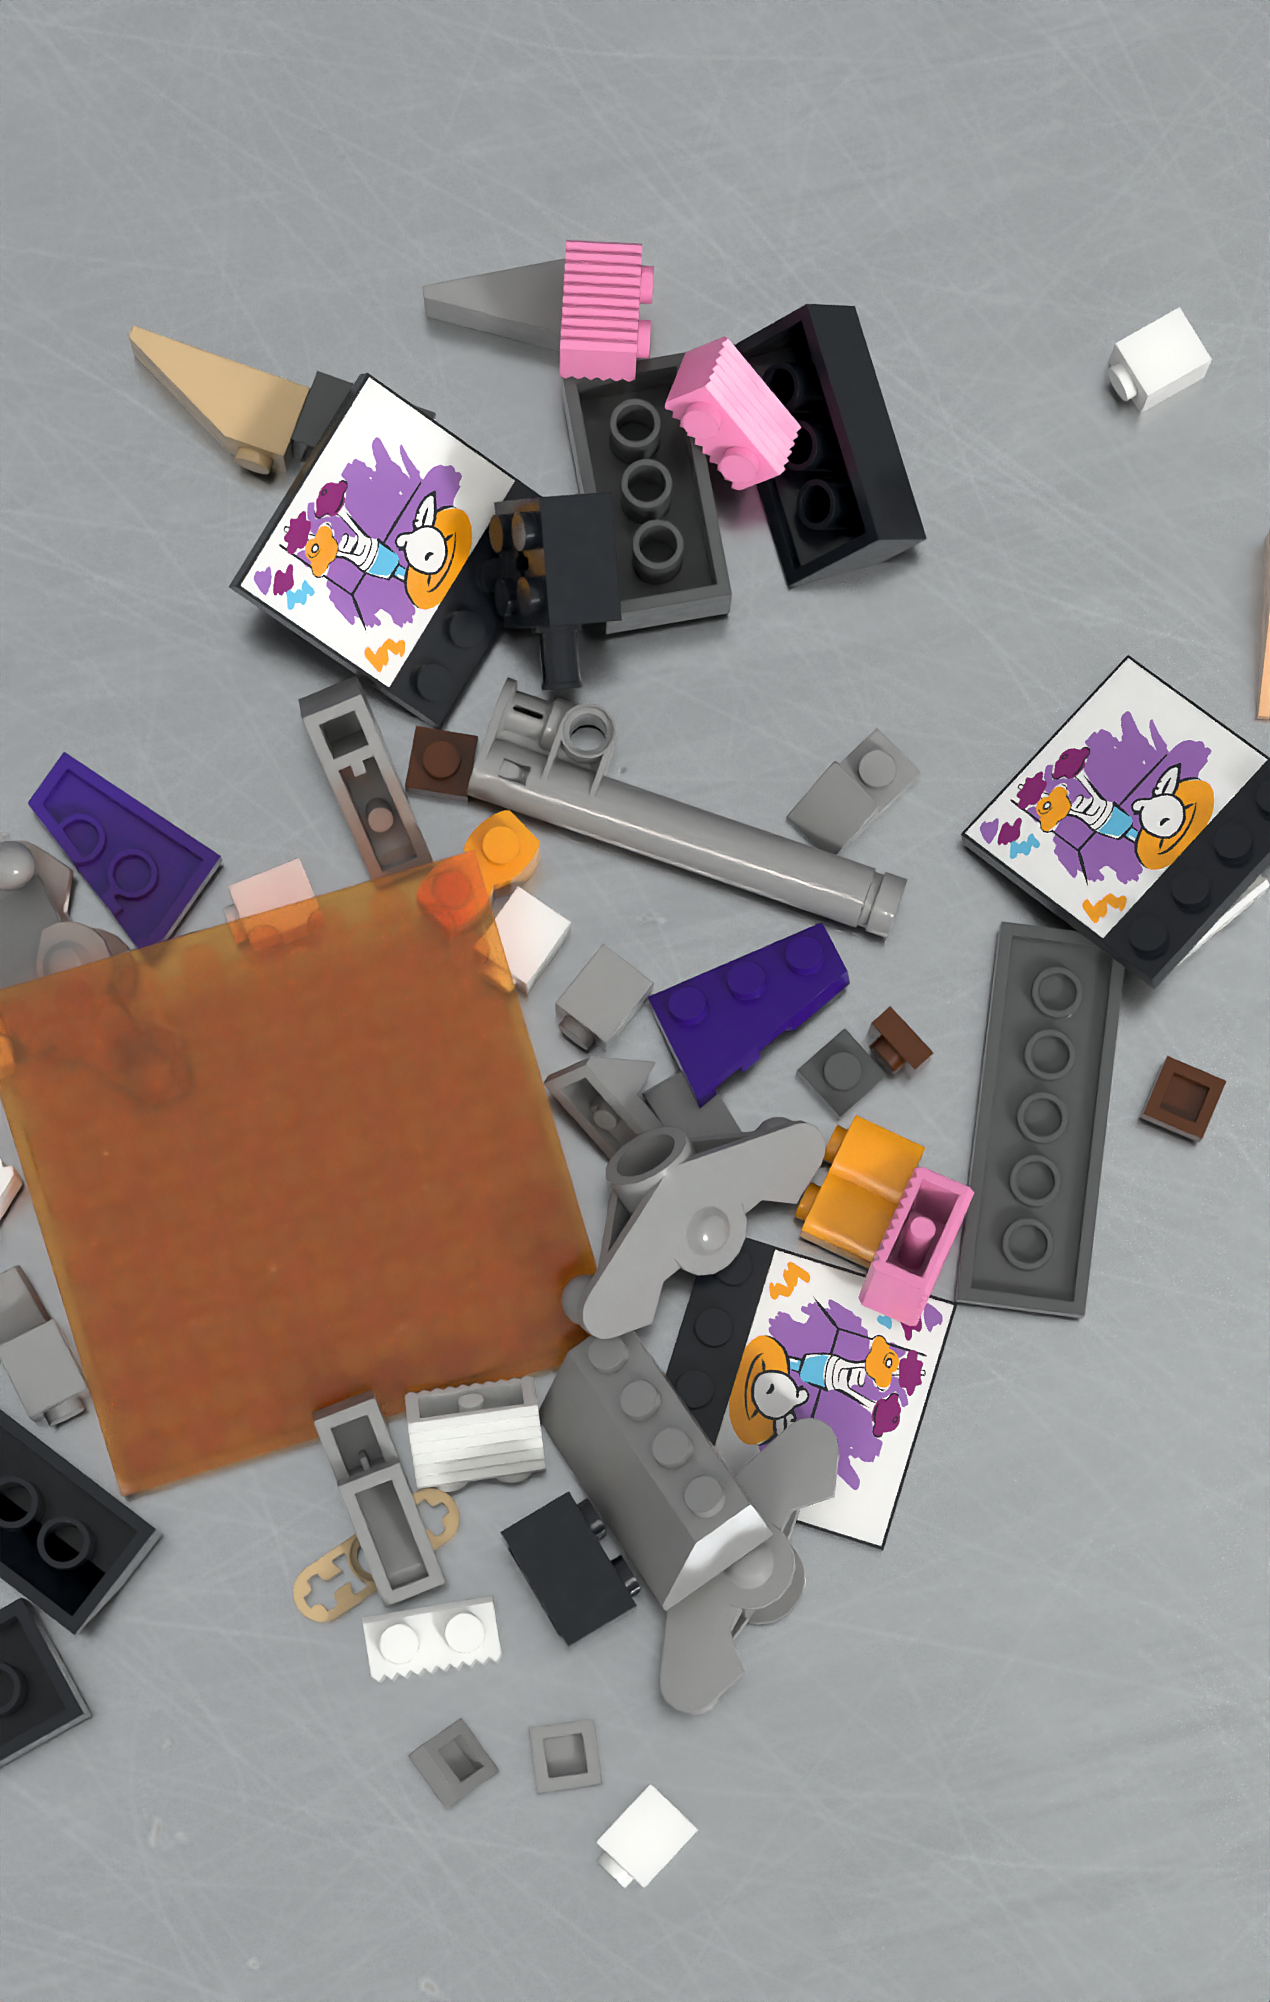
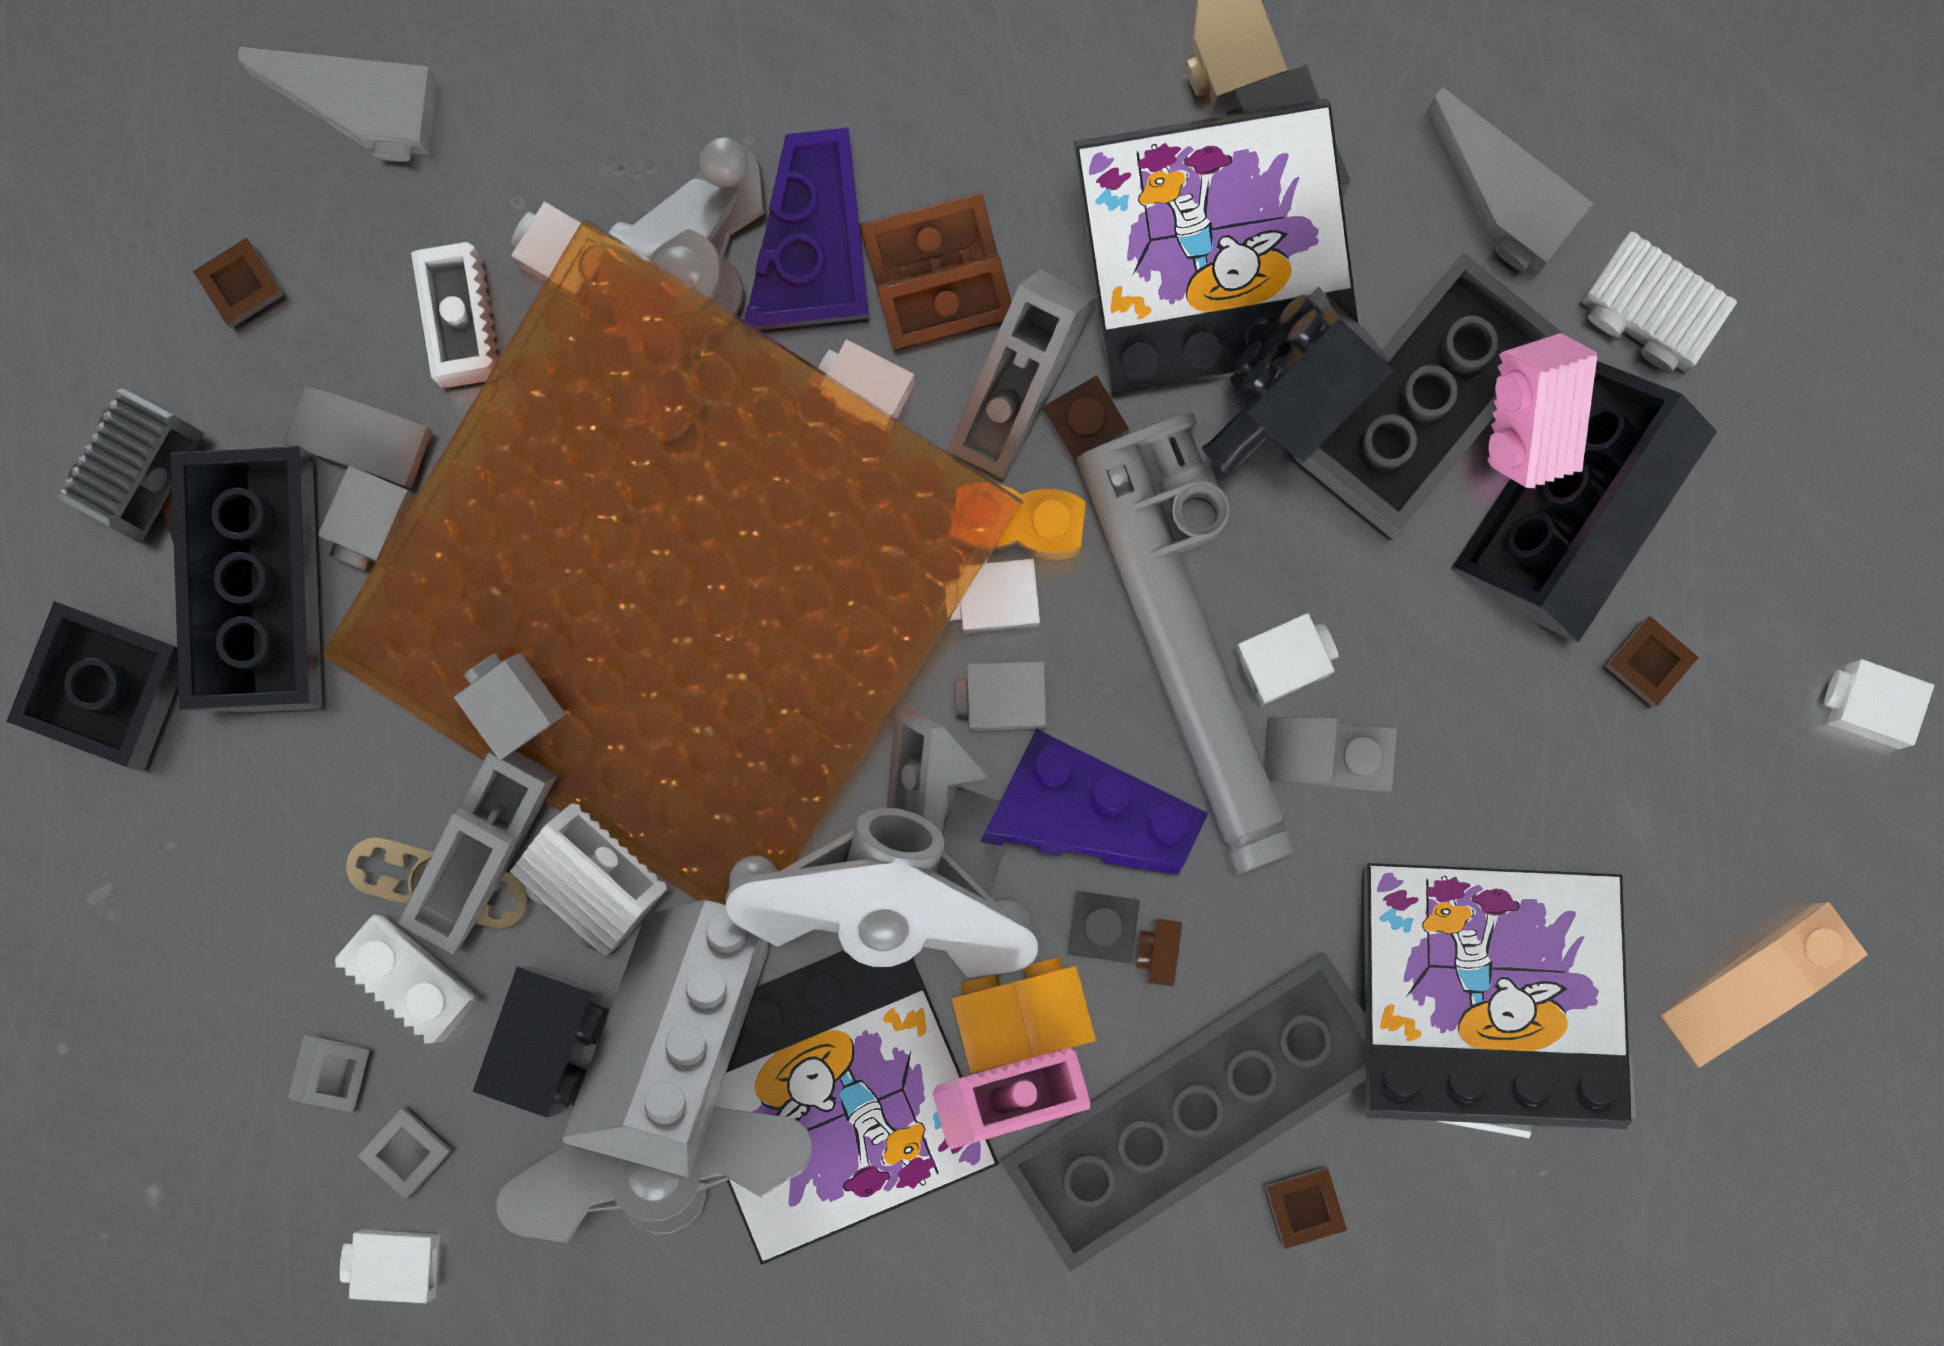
camera: 55 degrees right, 5 degrees up
(231, 779) = (936, 270): none -> dark orange slope
(287, 1375) = (507, 703): none -> light grey brick
(602, 310) = (1538, 240): bright pink brick -> none
(721, 270) = (1657, 304): none -> white brick
(754, 764) = (1287, 658): none -> white brick
(986, 499) = (1651, 661): none -> reddish brown plate

